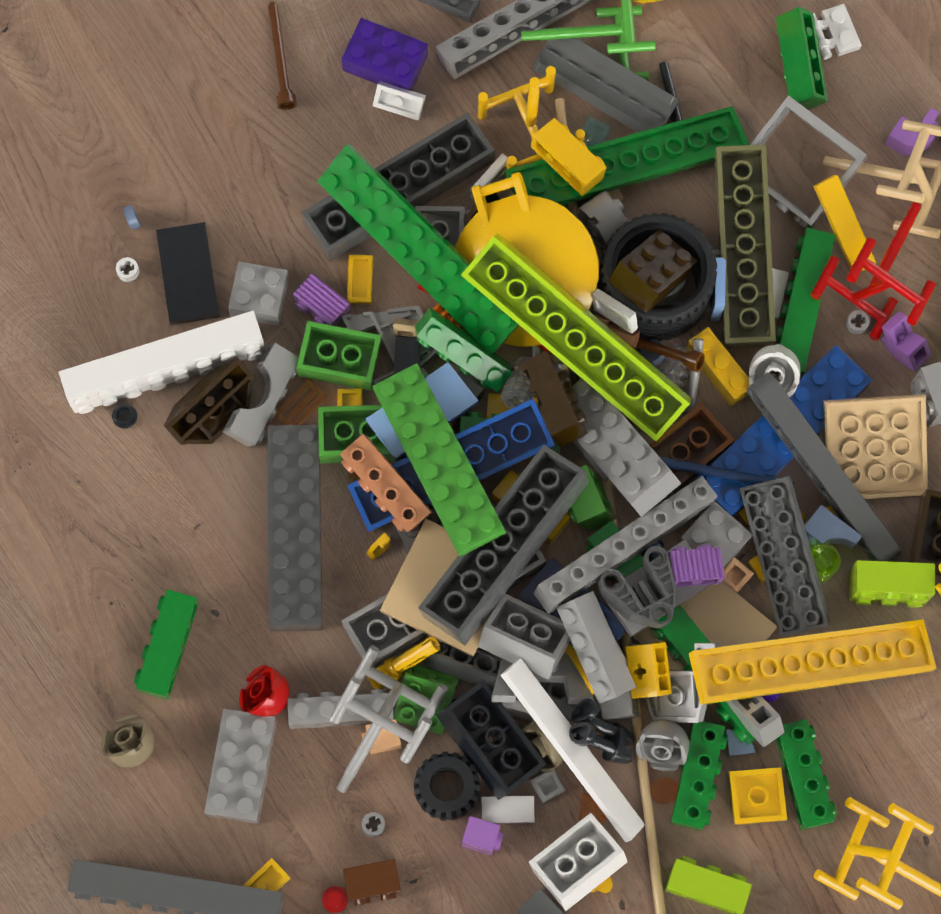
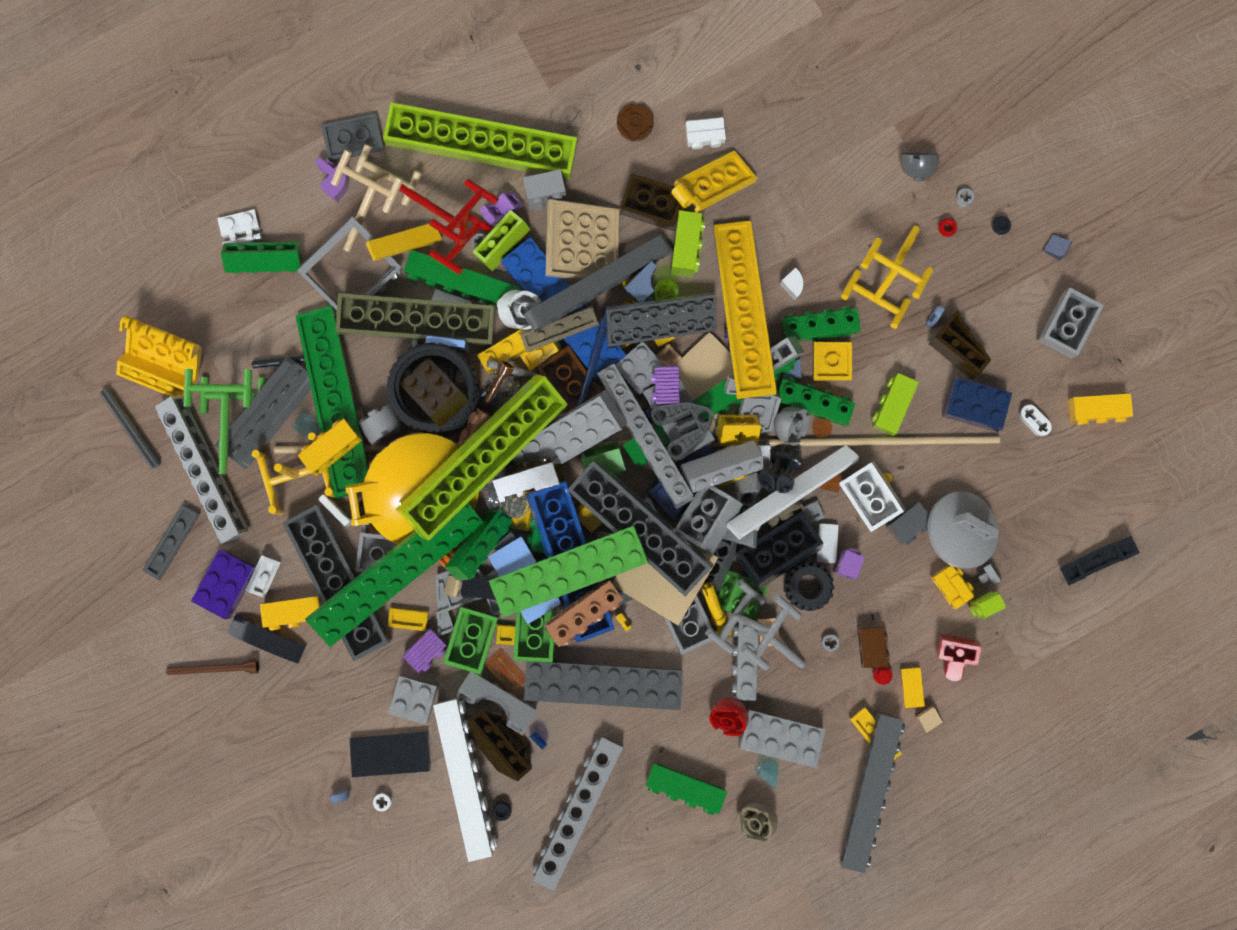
camera: 85 degrees left, 10 degrees up
(46, 471) = (550, 878): none -> light grey brick
(192, 754) = (769, 773): none -> clear light blue tile
(216, 452) = (538, 740): none -> clear blue tile
(319, 114) = (266, 640): none -> black slope
(356, 129) = (288, 612): none -> yellow brick
(614, 311) = (462, 424): white tile -> none
(724, 410) = (539, 356): none -> yellow plate
(754, 426) = (560, 329): none -> dark tan tile
(857, 733) = (793, 283): none -> white brick
(863, 345) = (501, 240): none -> lime brick

